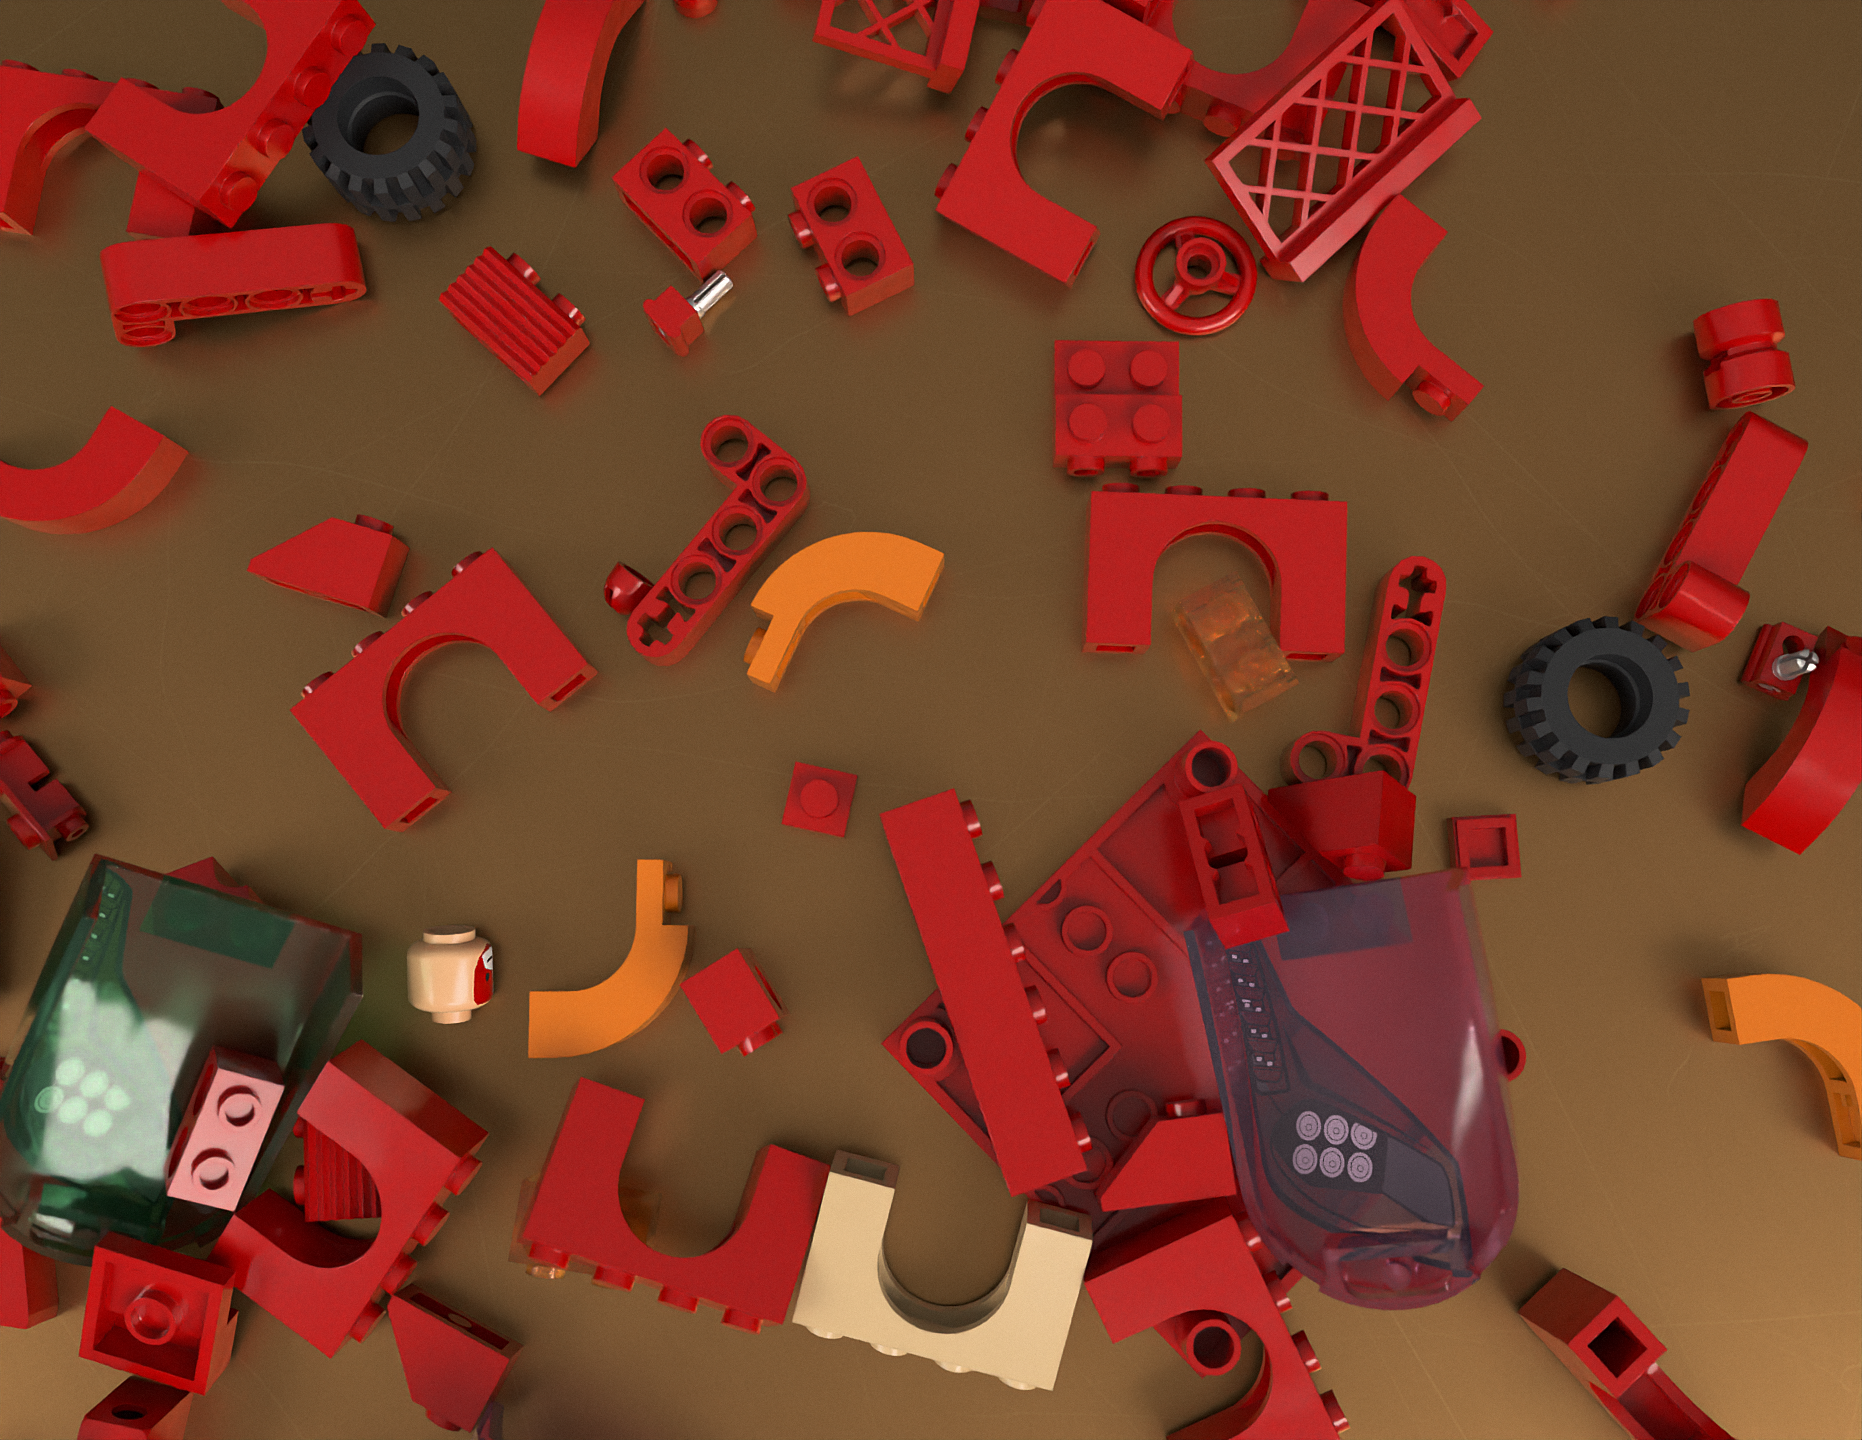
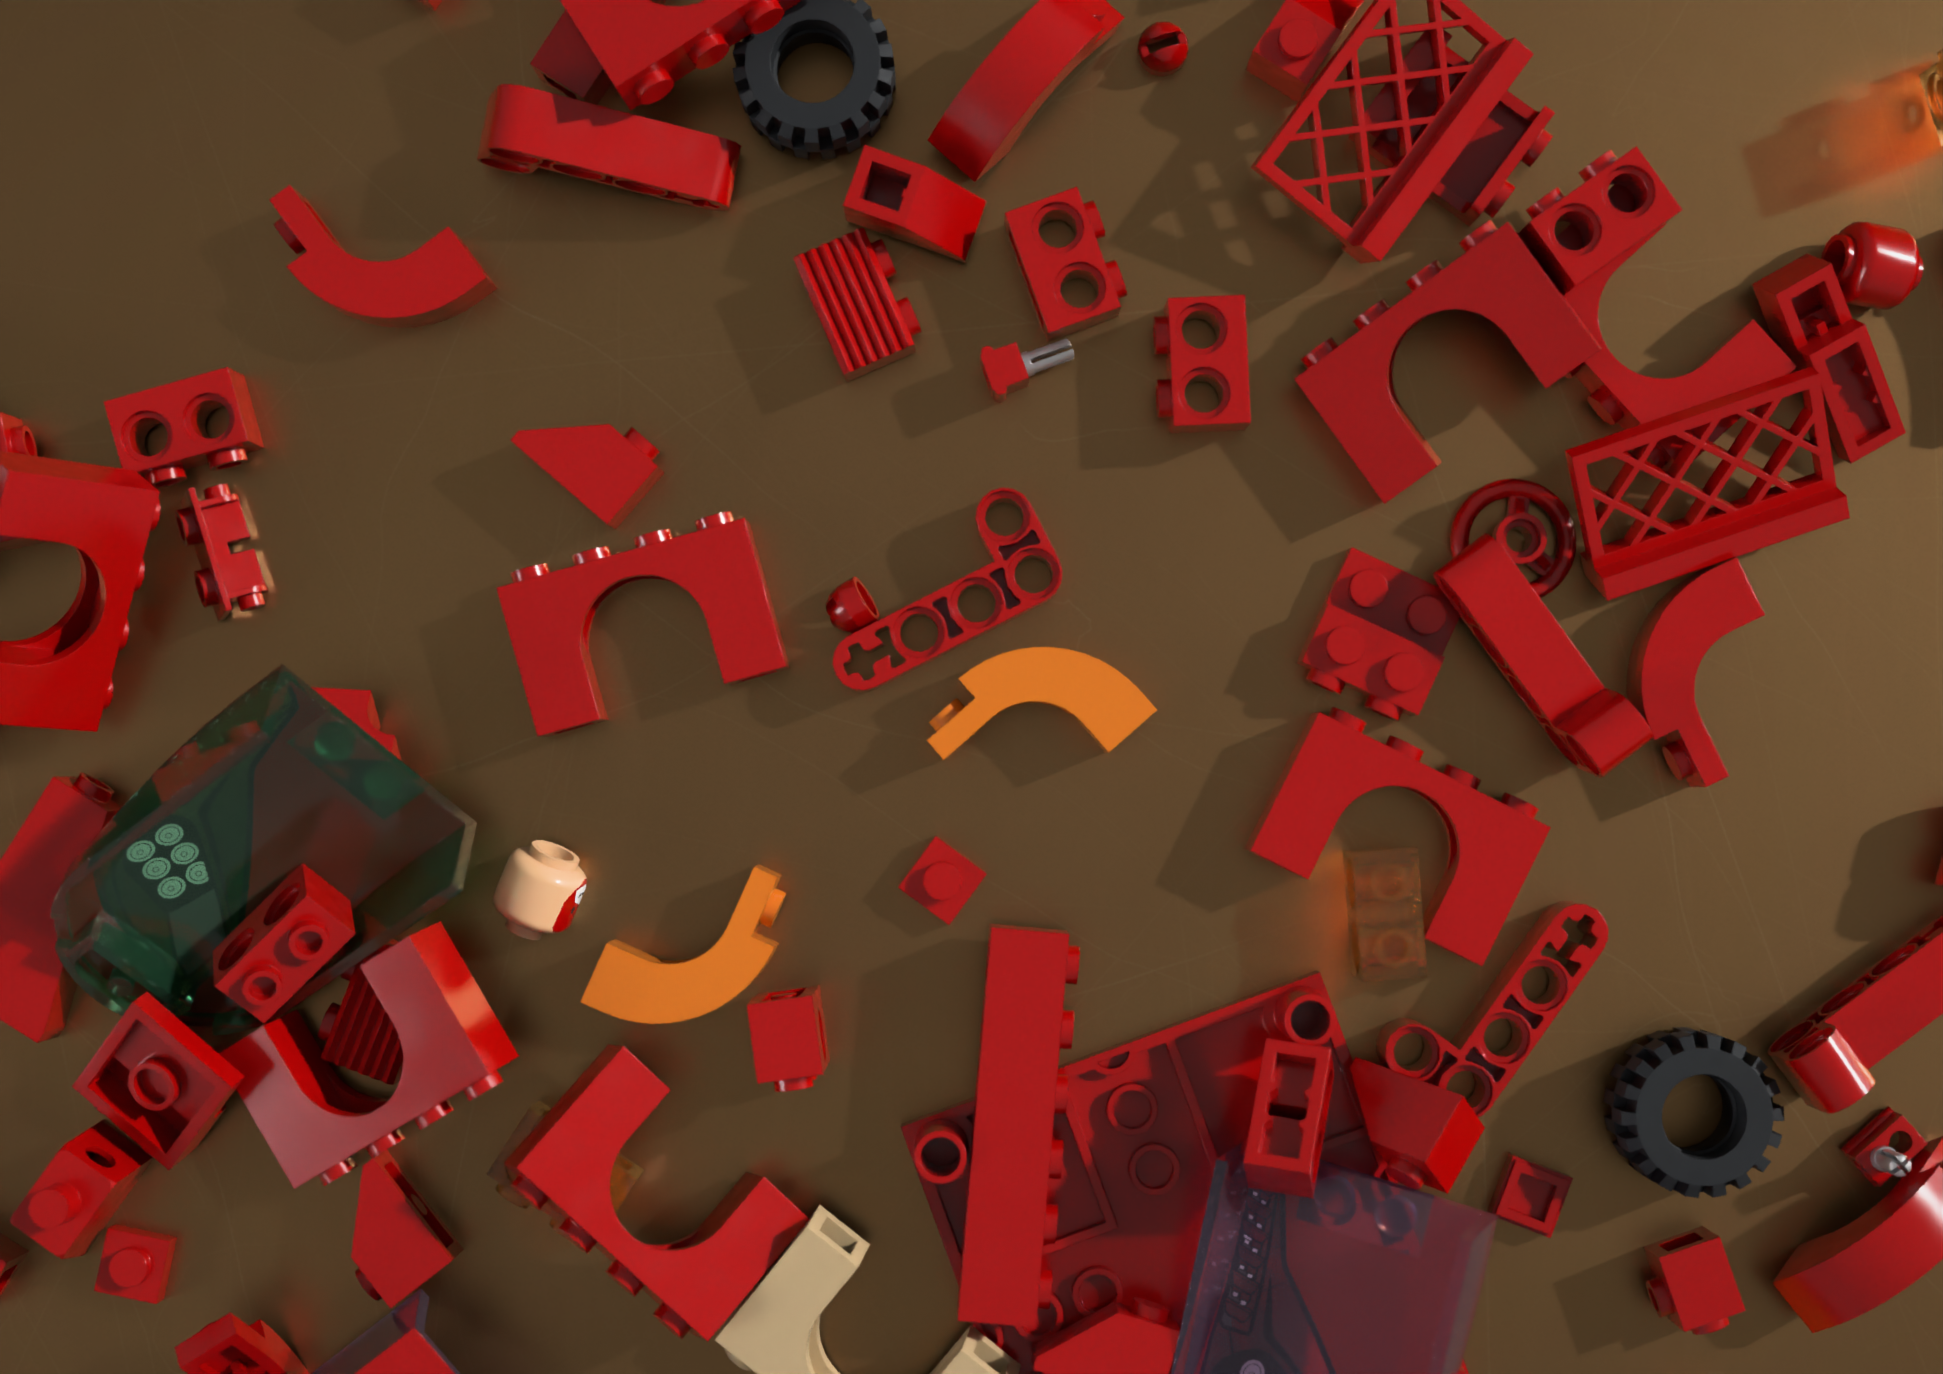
camera: 25 degrees right, 5 degrees up
(525, 208) = (912, 204): none -> red slope
(1267, 361) = (1538, 659): none -> red beam
(1669, 857) = (1693, 1281): none -> red brick

